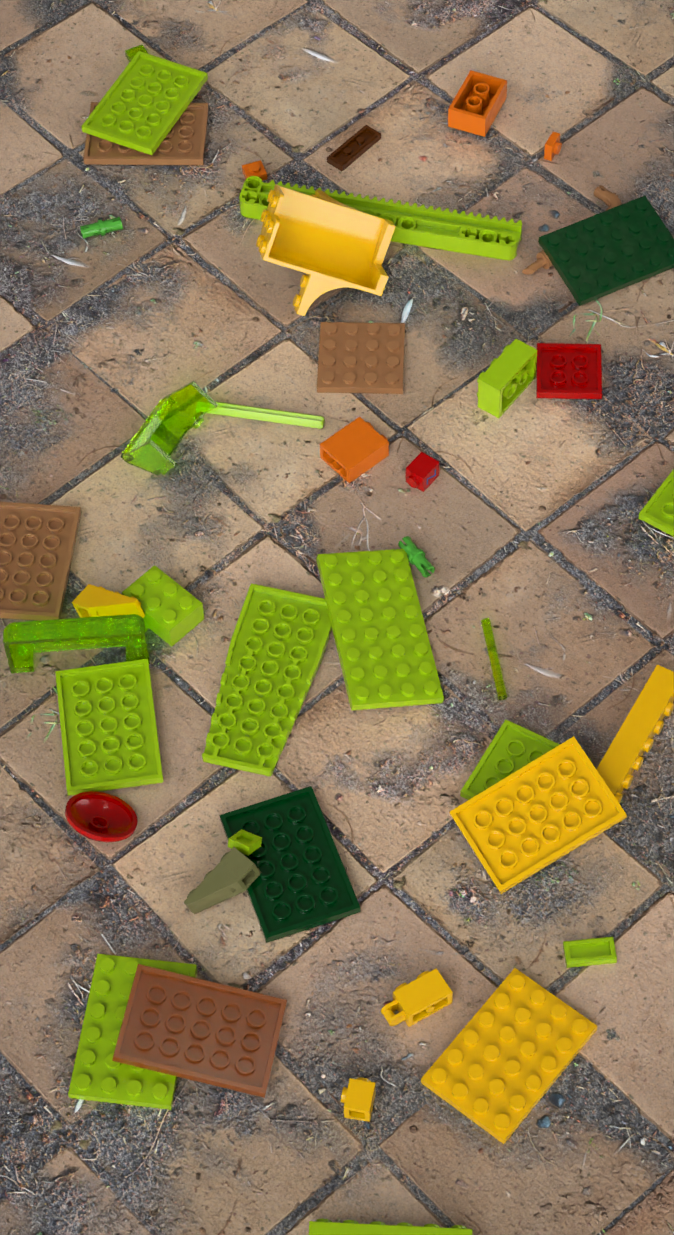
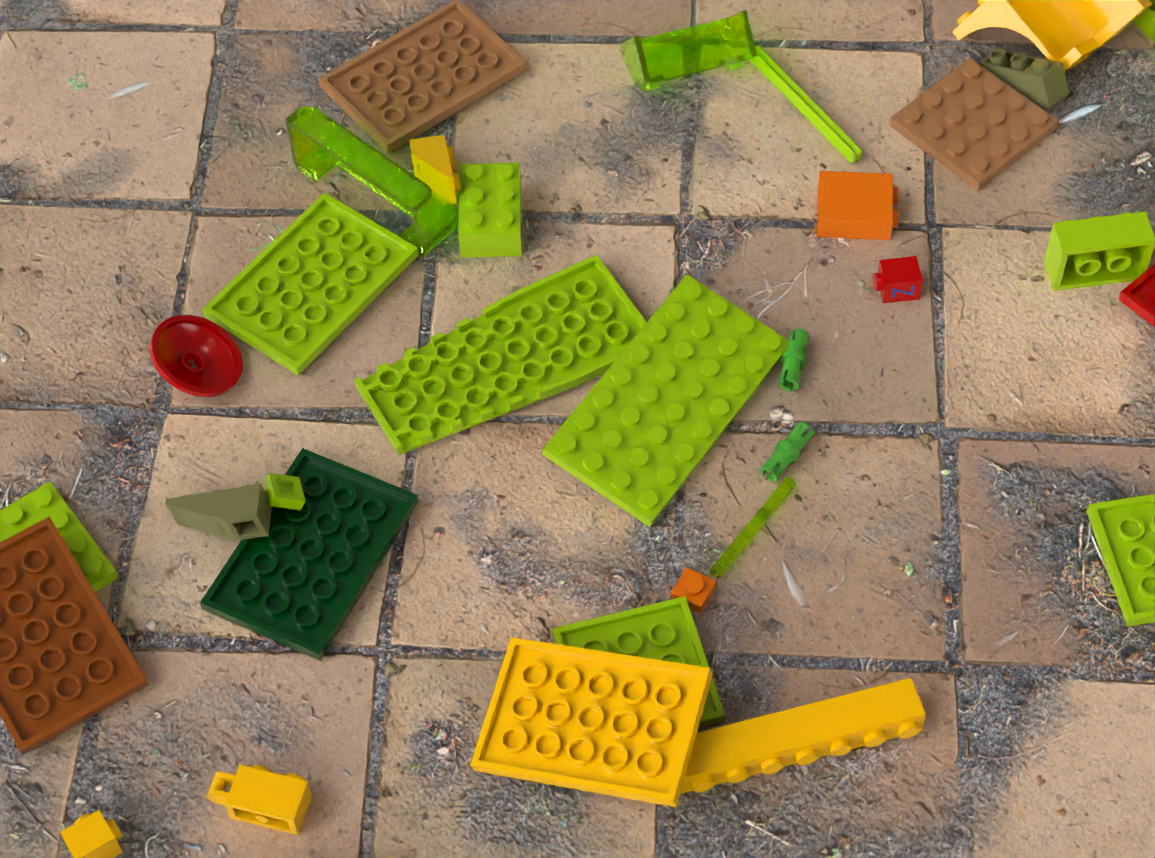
camera: 45 degrees right, 0 degrees up
(366, 308) = (1033, 77): none -> olive slope
(468, 606) = (787, 451): none -> bright green pin
(499, 712) = (696, 589): none -> orange plate

